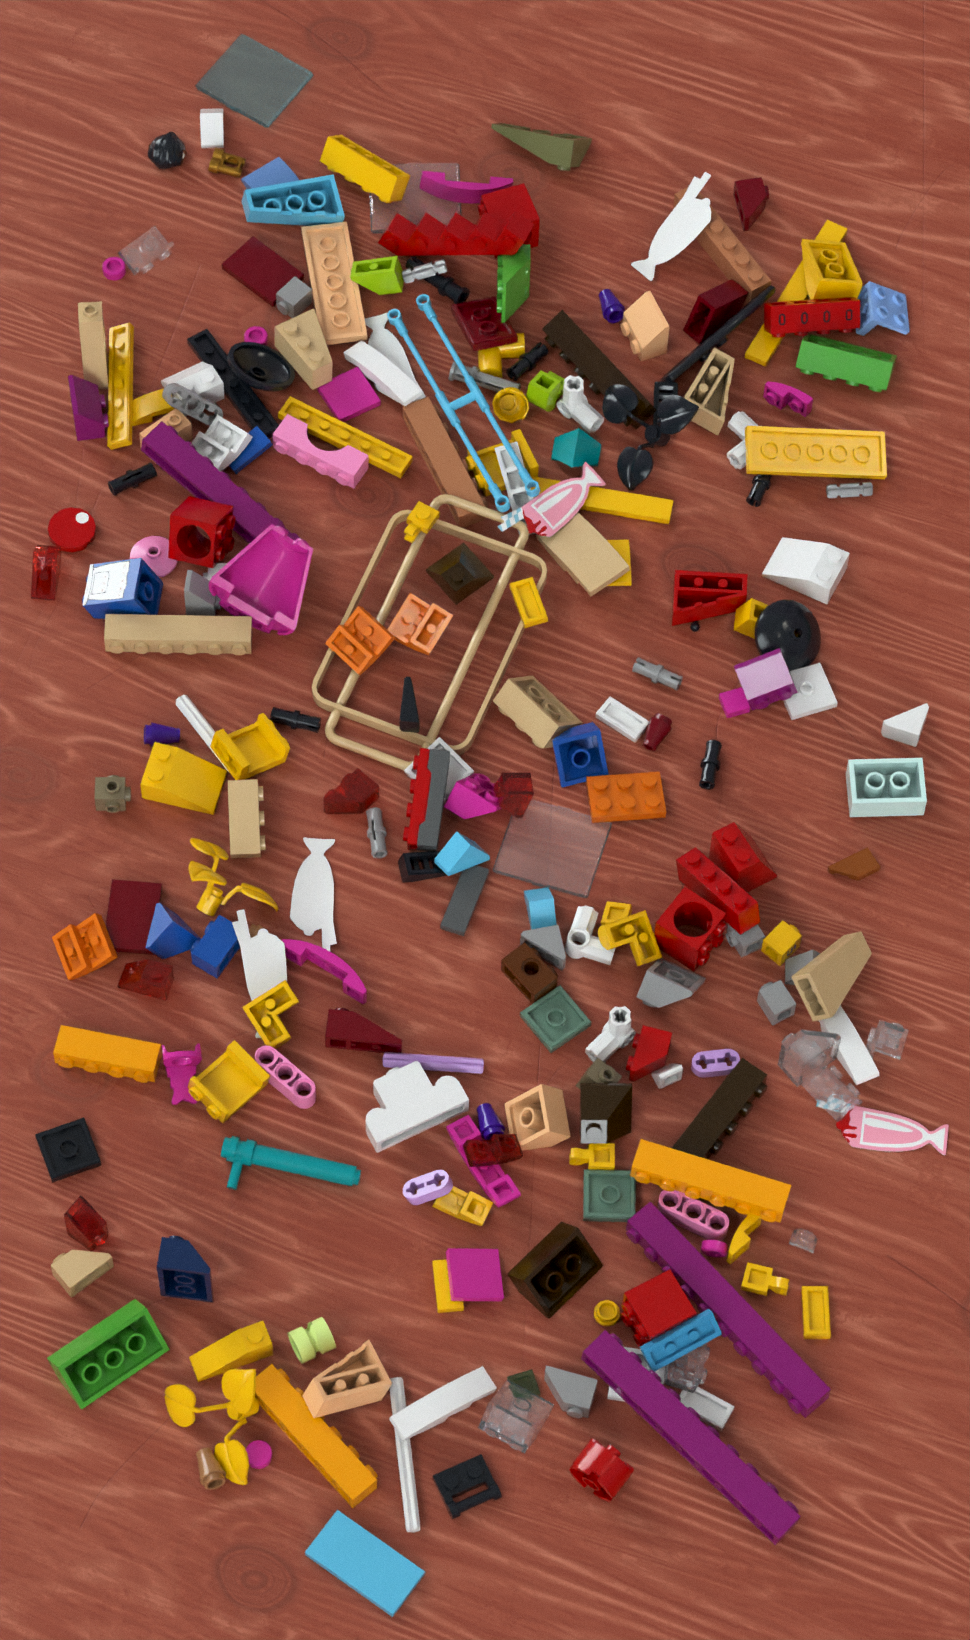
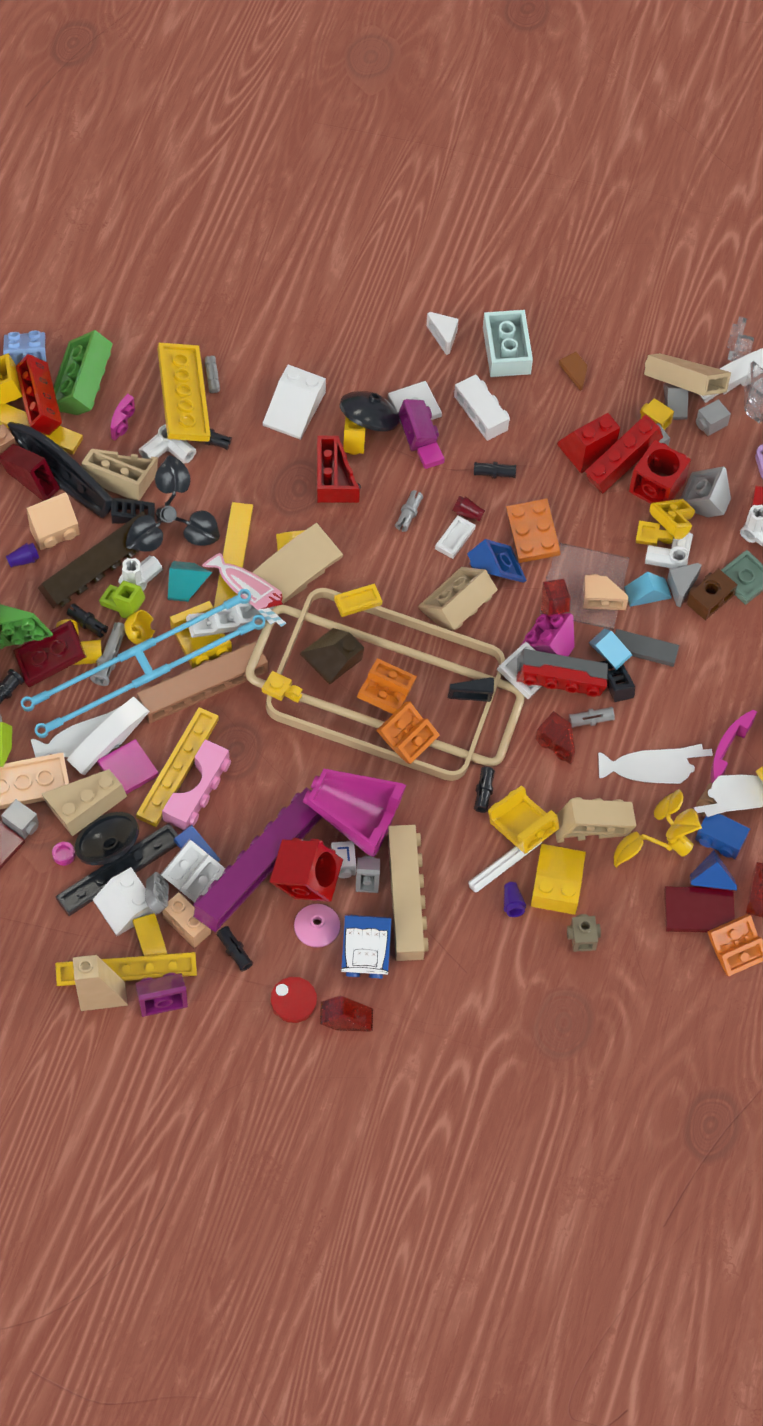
camera: 95 degrees left, 0 degrees up
(532, 852) = (602, 593): none -> light nougat slope
(797, 756) = (482, 407): none -> white brick

